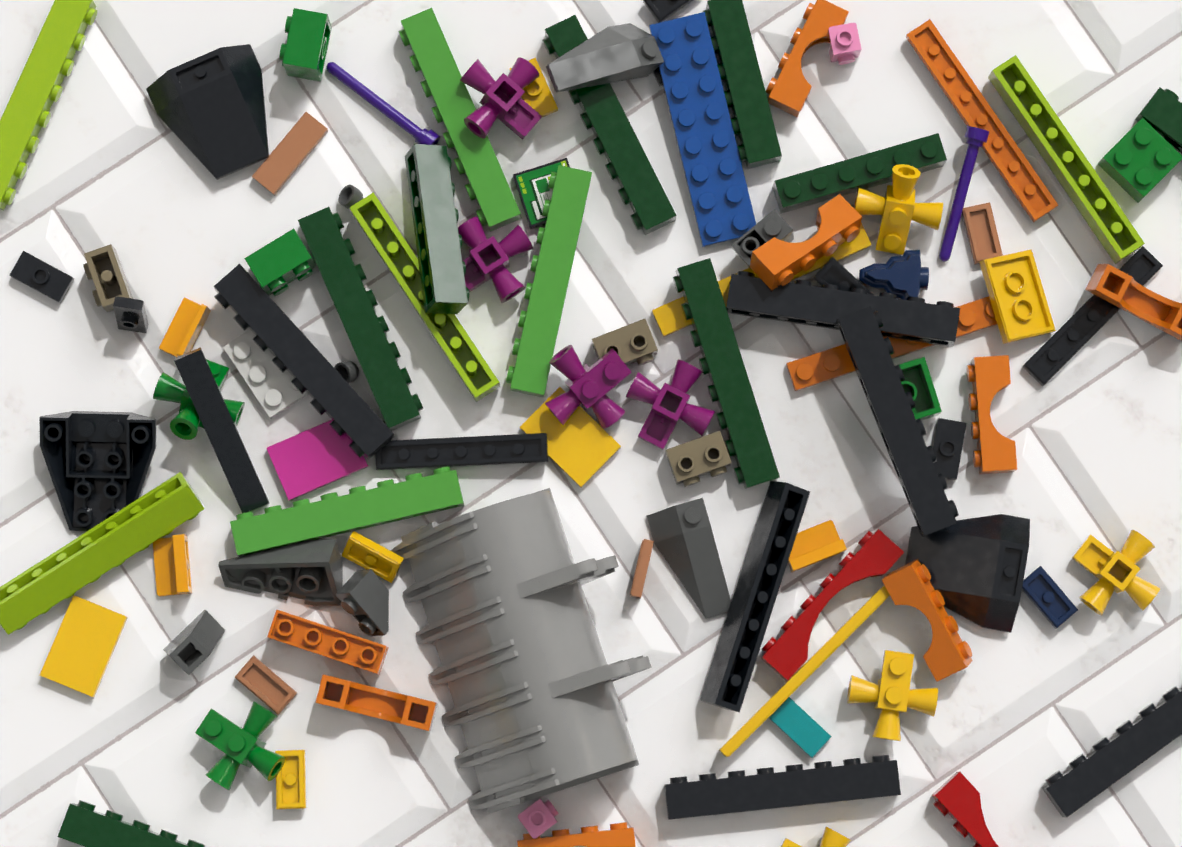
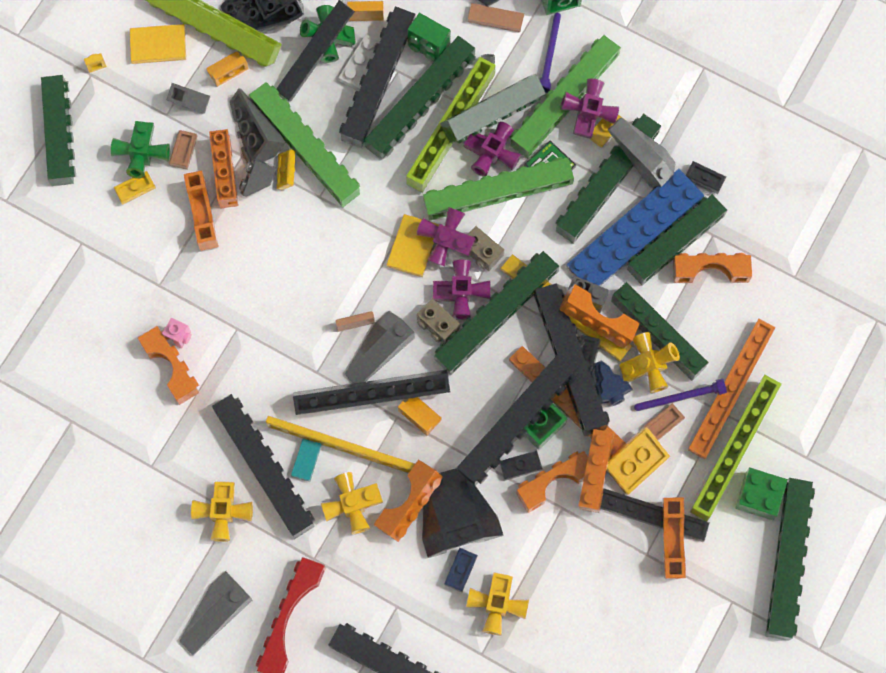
camera: 65 degrees right, 10 degrees down
(68, 748) = (95, 62): none -> yellow plate
(313, 460) = (324, 112): dark pink tile -> none
(347, 370) = (386, 105): dark grey hinge -> none
(463, 451) = (373, 190): black tile -> none
(519, 650) = (274, 275): light grey piece -> none
(791, 648) = (427, 450): red arch -> none
(844, 43) = (731, 284): bright pink bracket -> none
(1010, 355) = (596, 470): none -> orange arch

